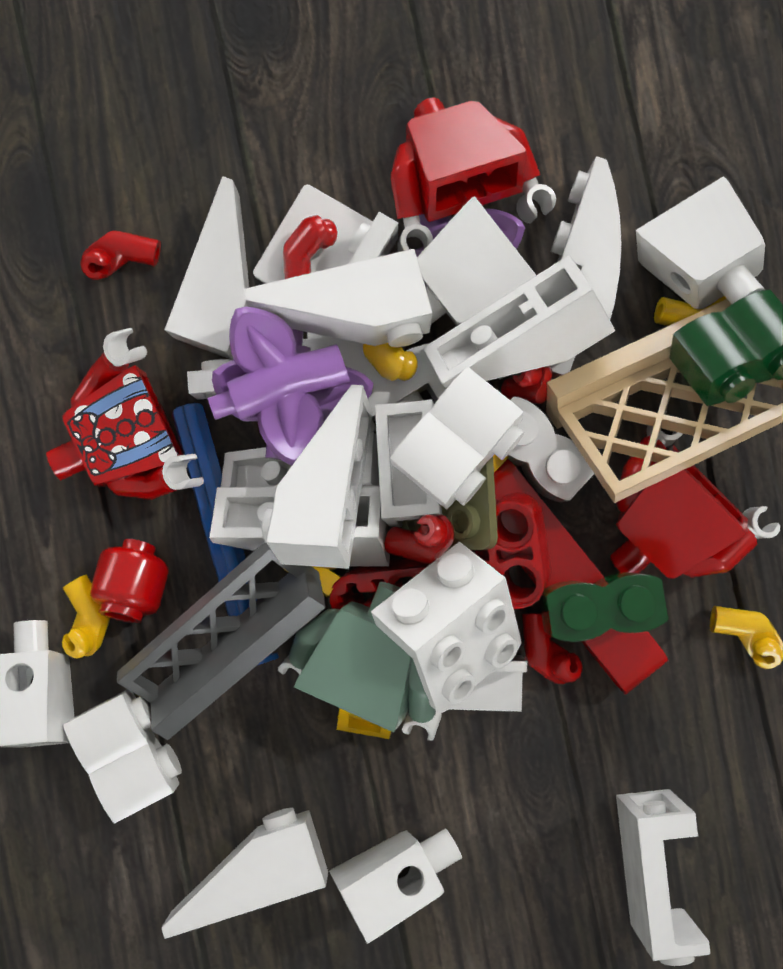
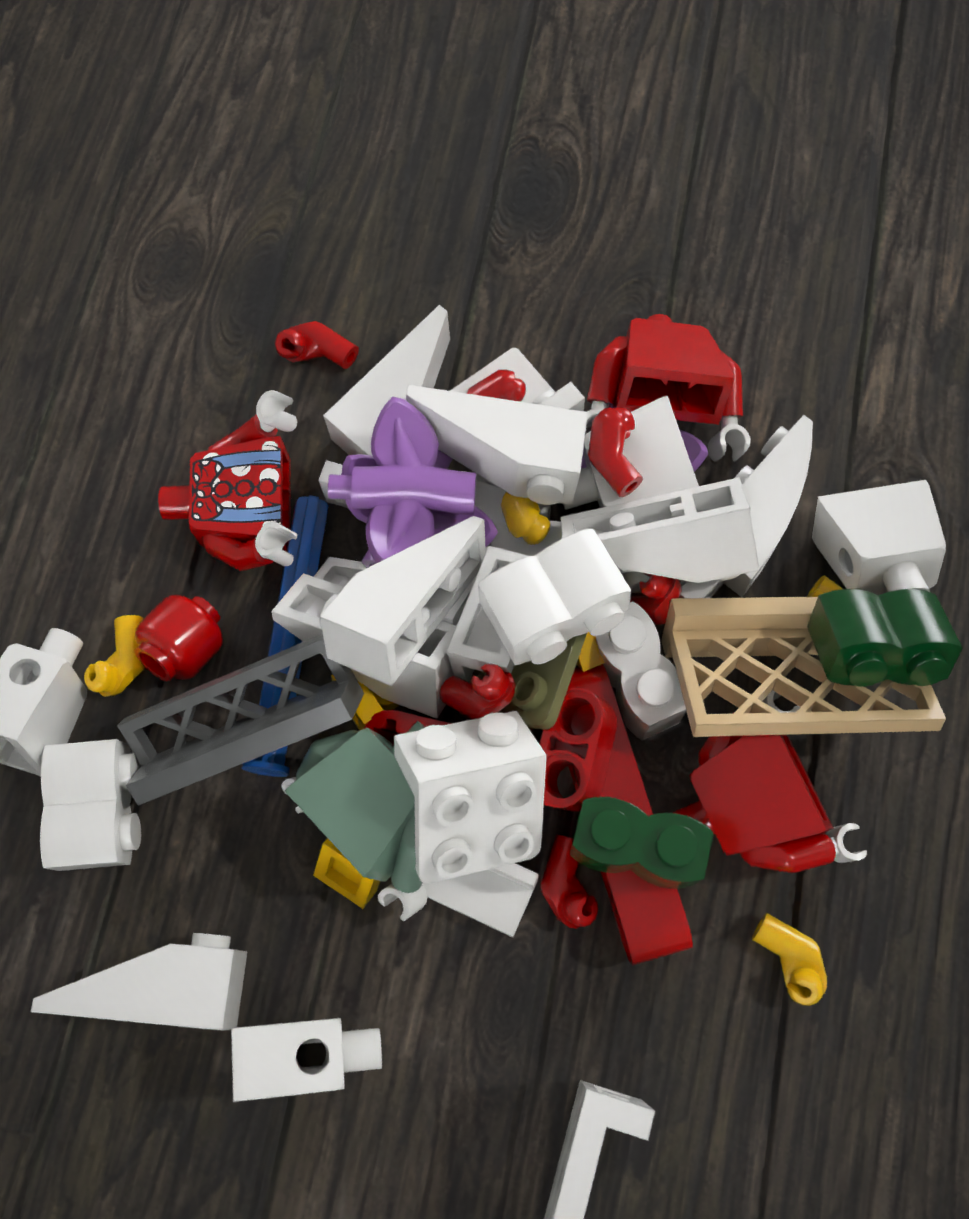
camera: 30 degrees right, 15 degrees down
(441, 269) = (606, 449): none -> red arm

